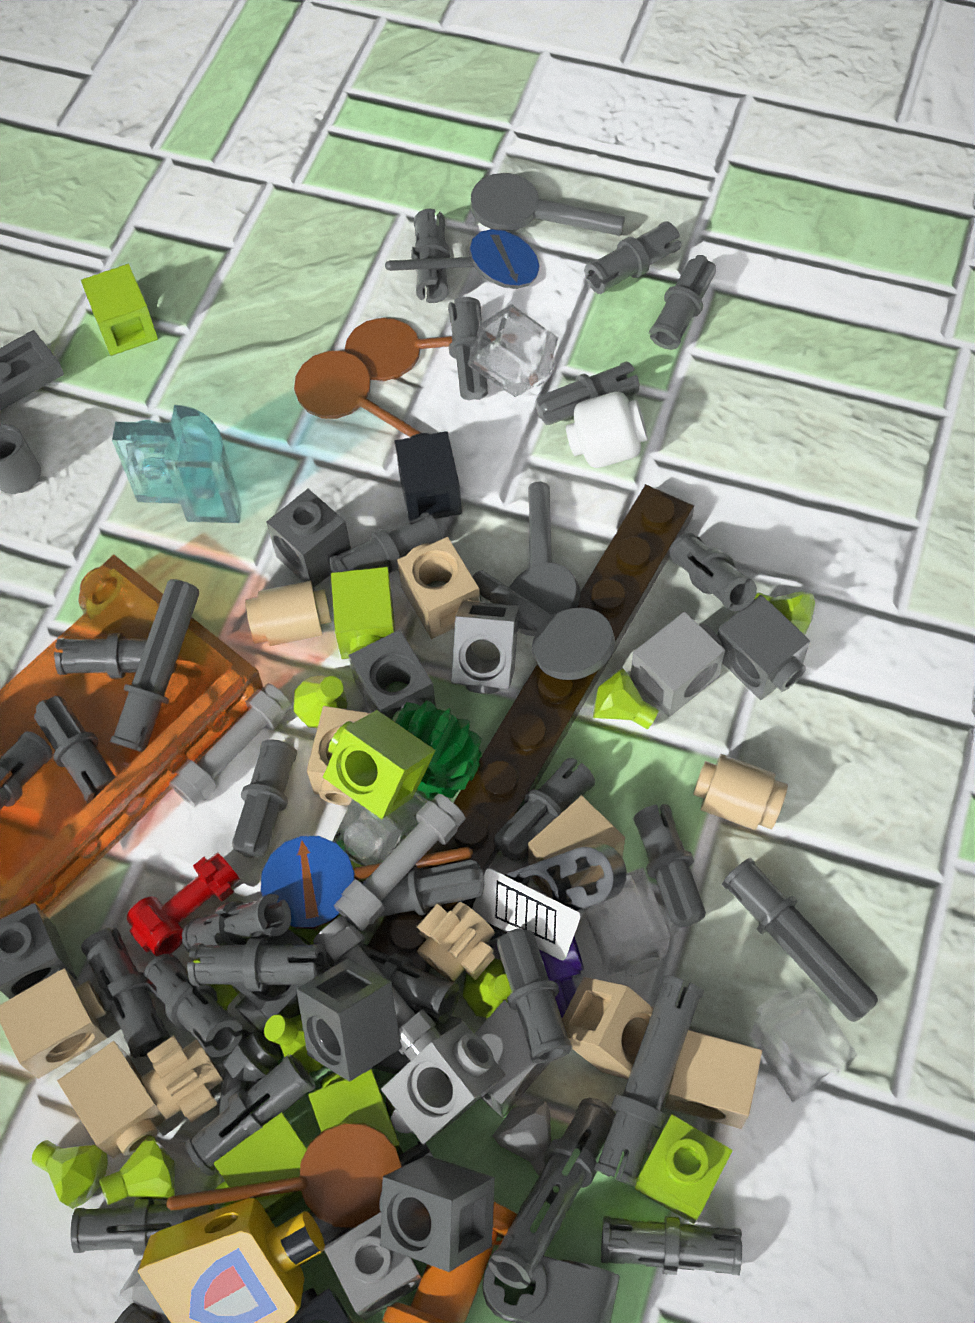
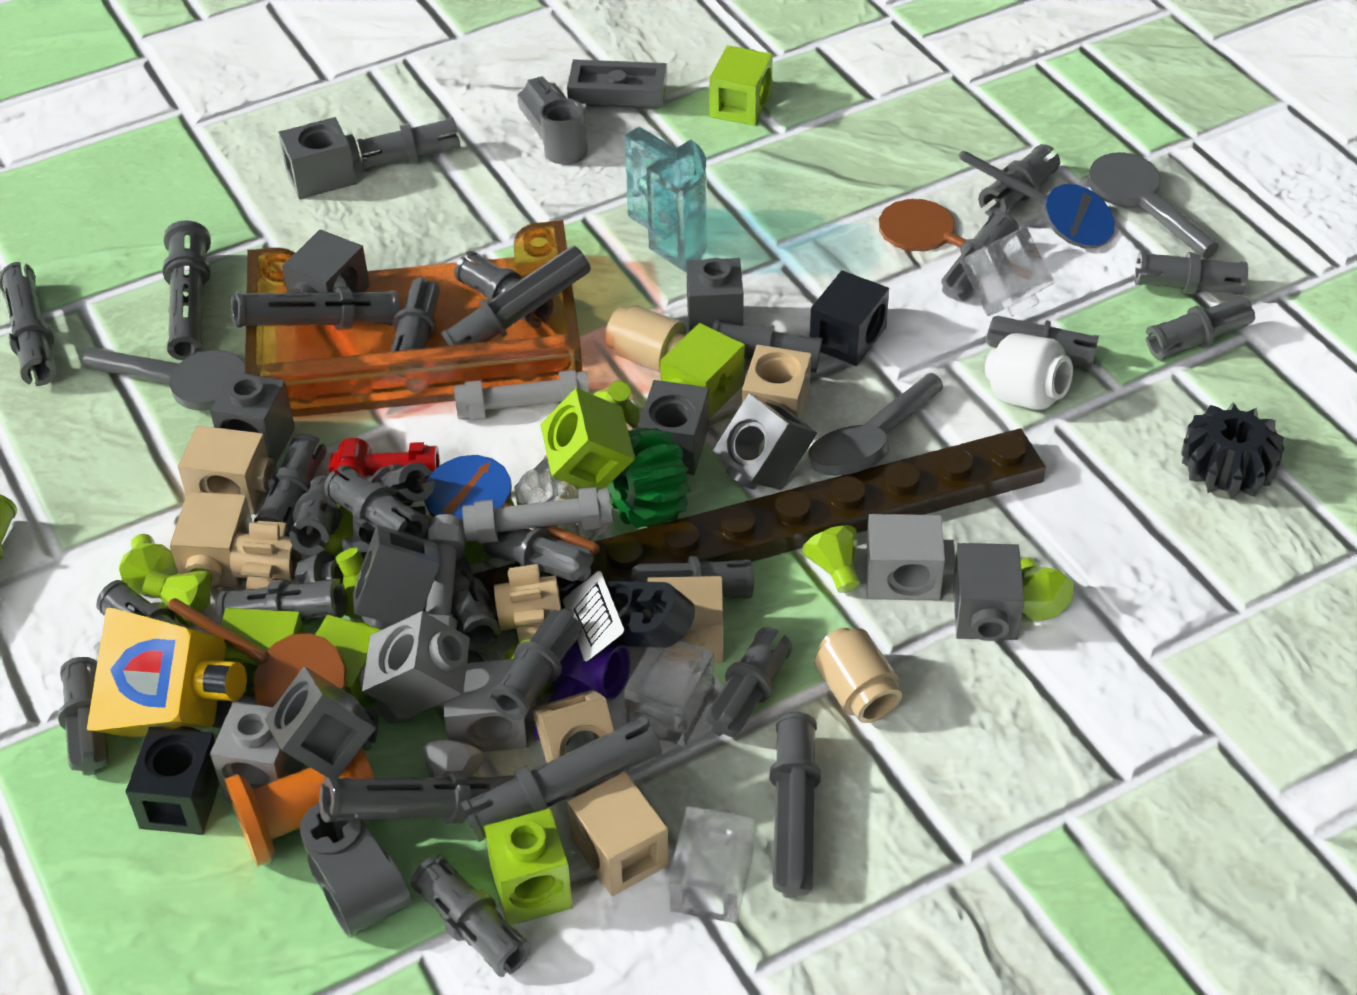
camera: 40 degrees right, 15 degrees down
(264, 798) = (506, 437): dark grey axle -> none
(336, 386) = (852, 226): dark orange piece -> none
(565, 643) = (826, 476): dark grey piece -> none
(725, 583) = (1000, 509): dark grey pin -> none
(806, 396) = (1232, 450): none -> black gear

